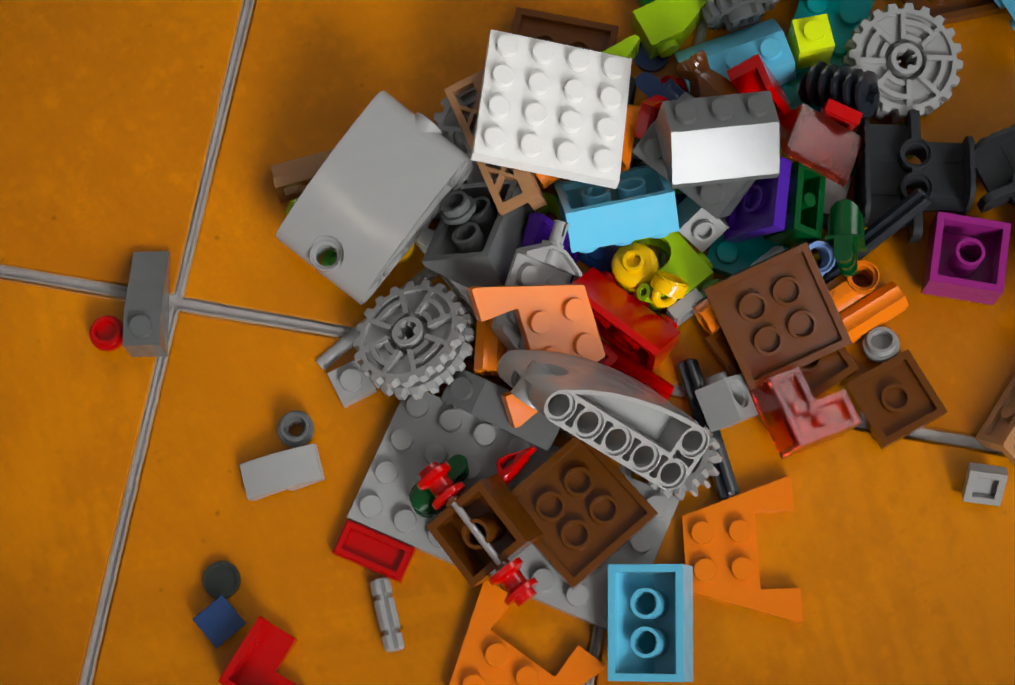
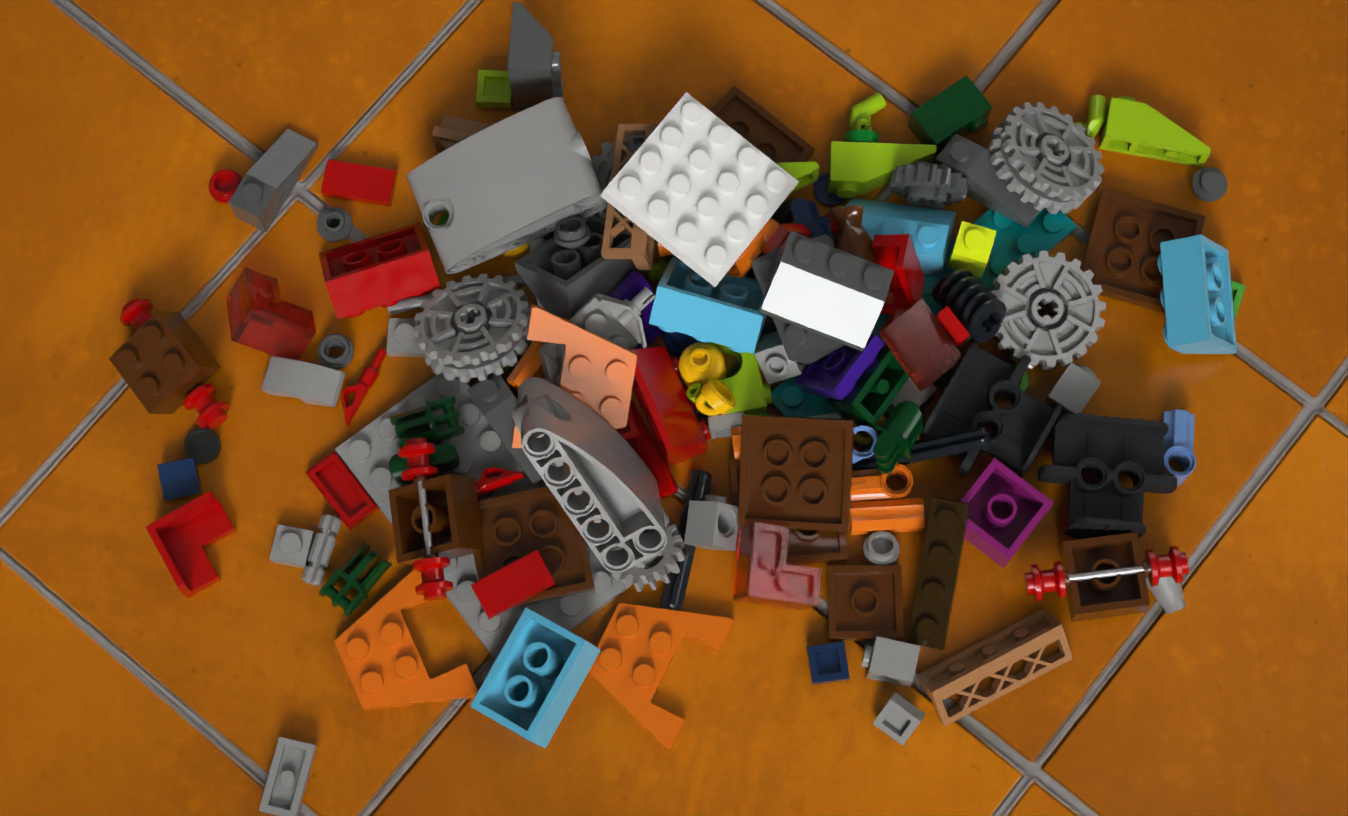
camera: 25 degrees right, 0 degrees up
(149, 522) = (168, 364): none -> reddish brown brick
(215, 434) = (264, 320): none -> clear red panel
(228, 266) = (359, 183): none -> red tile
(235, 323) = (334, 234): none -> dark grey plate
(294, 335) = (378, 271): none -> red slope
(303, 119) = (493, 89): none -> lime plate
(333, 75) = (532, 61): none -> dark grey slope
(338, 450) = (361, 389): none -> red hand
(358, 626) = (291, 546): none -> light grey plate
(422, 448) = (422, 424): none -> dark green arm
(434, 626) = (359, 575): none -> dark green arm
(585, 550) = (513, 584): none -> red tile
(894, 469) = (827, 663): none -> dark blue plate
(947, 337) = (938, 573): none -> dark brown plate
(948, 437) = (891, 661): none -> light grey brick
(964, 117) = (1073, 389): none -> light grey brick

